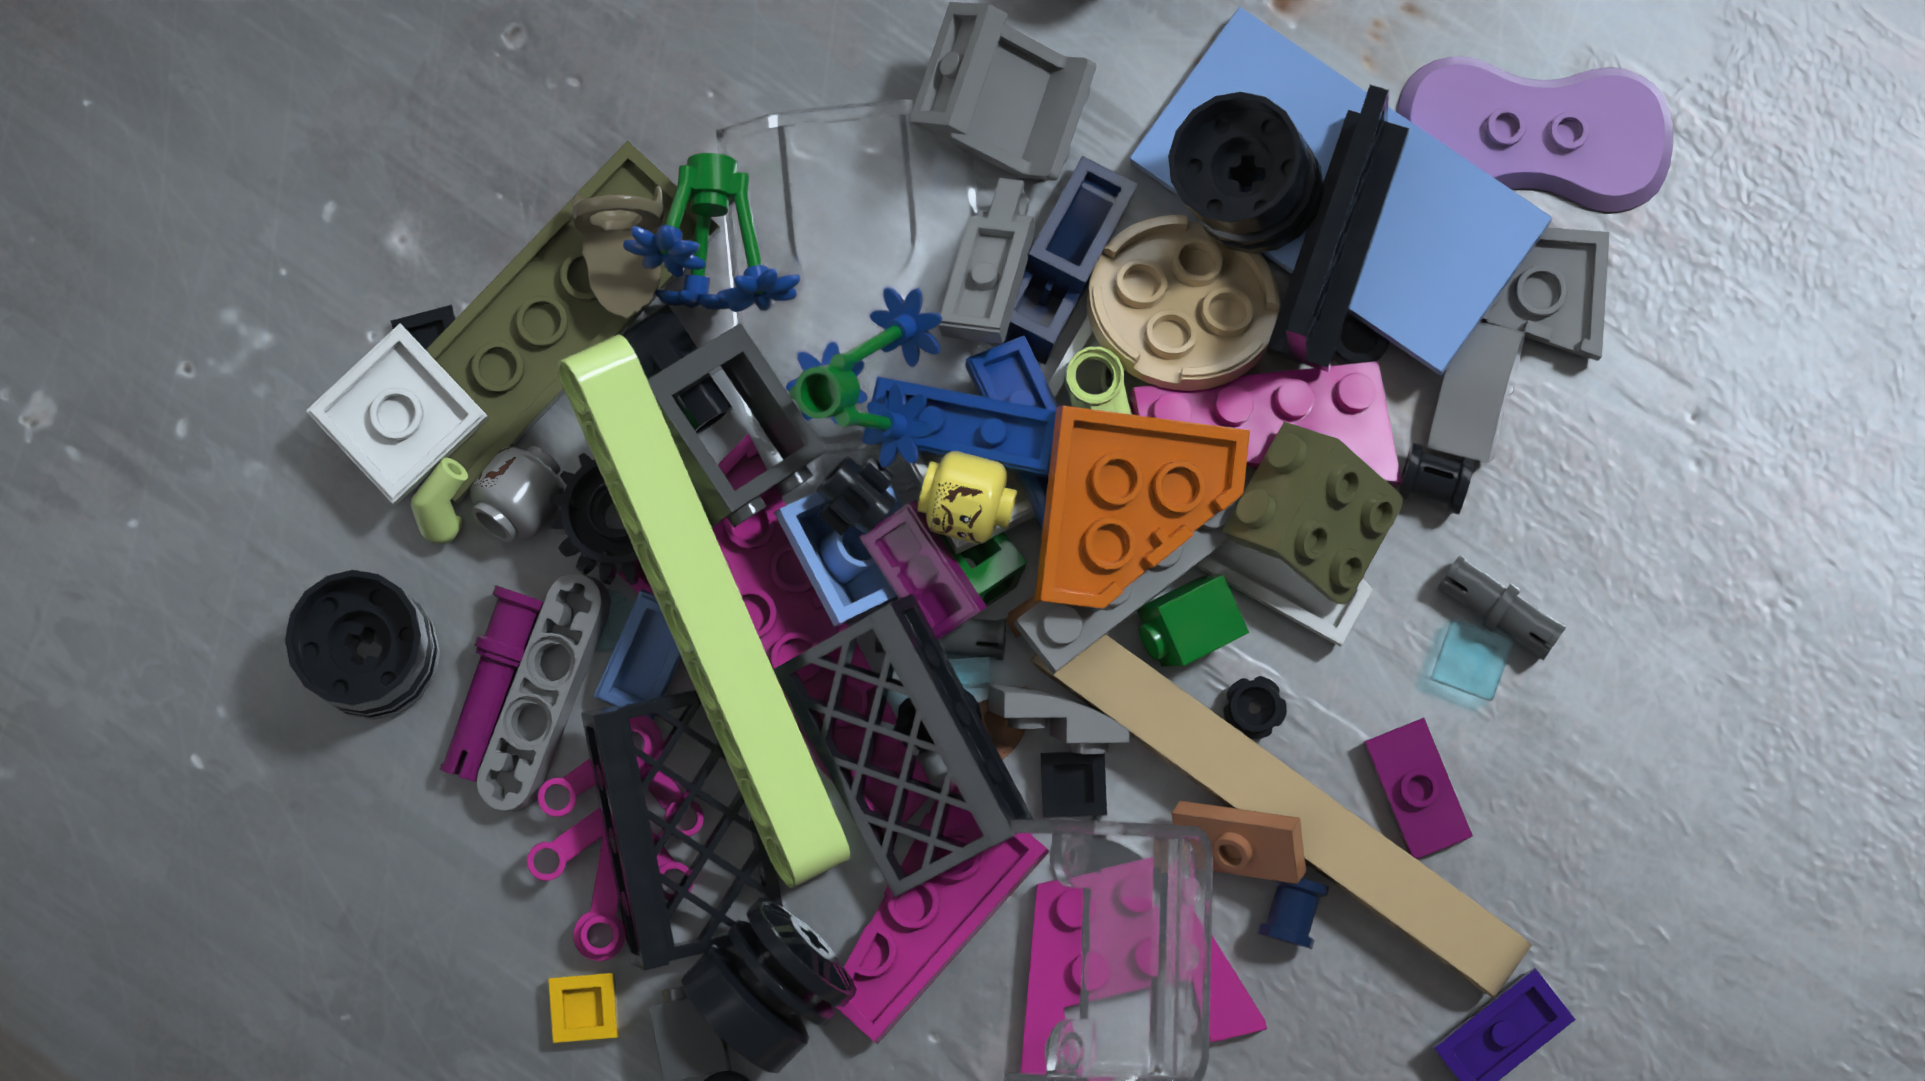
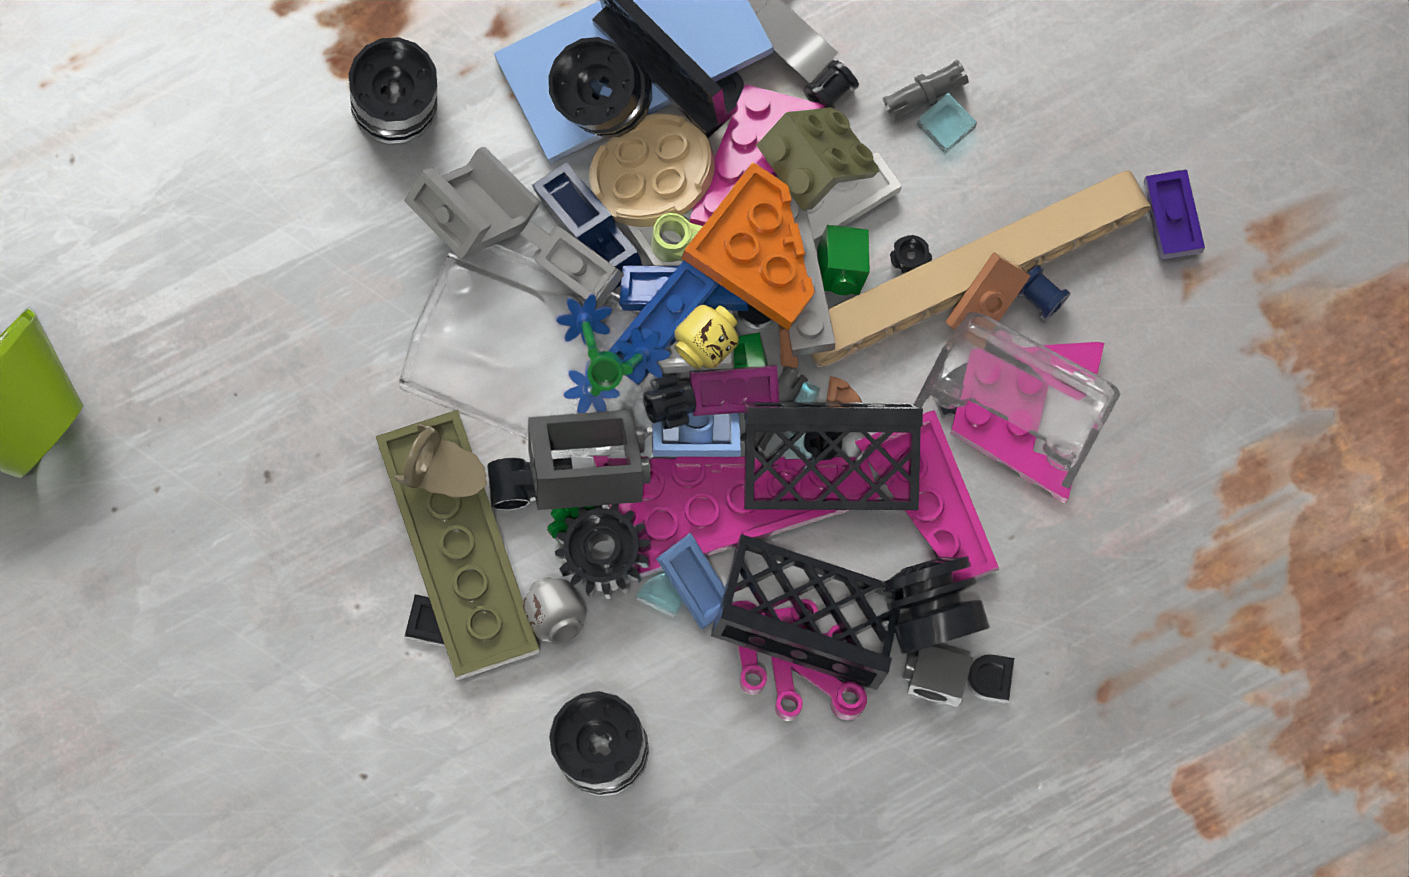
camera: 65 degrees left, 10 degrees down
(397, 414) = (469, 651): white plate -> none
(433, 505) = (532, 660): yellowish green arm -> none
(500, 656) = (647, 670): magenta pin -> none
(533, 687) = (679, 660): light grey beam -> none
(583, 1007) = (888, 732): yellow tile -> none
(704, 609) = (690, 522): yellowish green beam -> none
(710, 186) = (437, 398): plant -> none
(1069, 720) = (860, 363): light grey slope -> none
(1073, 784) = (901, 379): black tile -> none
(1417, 789) = (1005, 190): magenta plate -> none

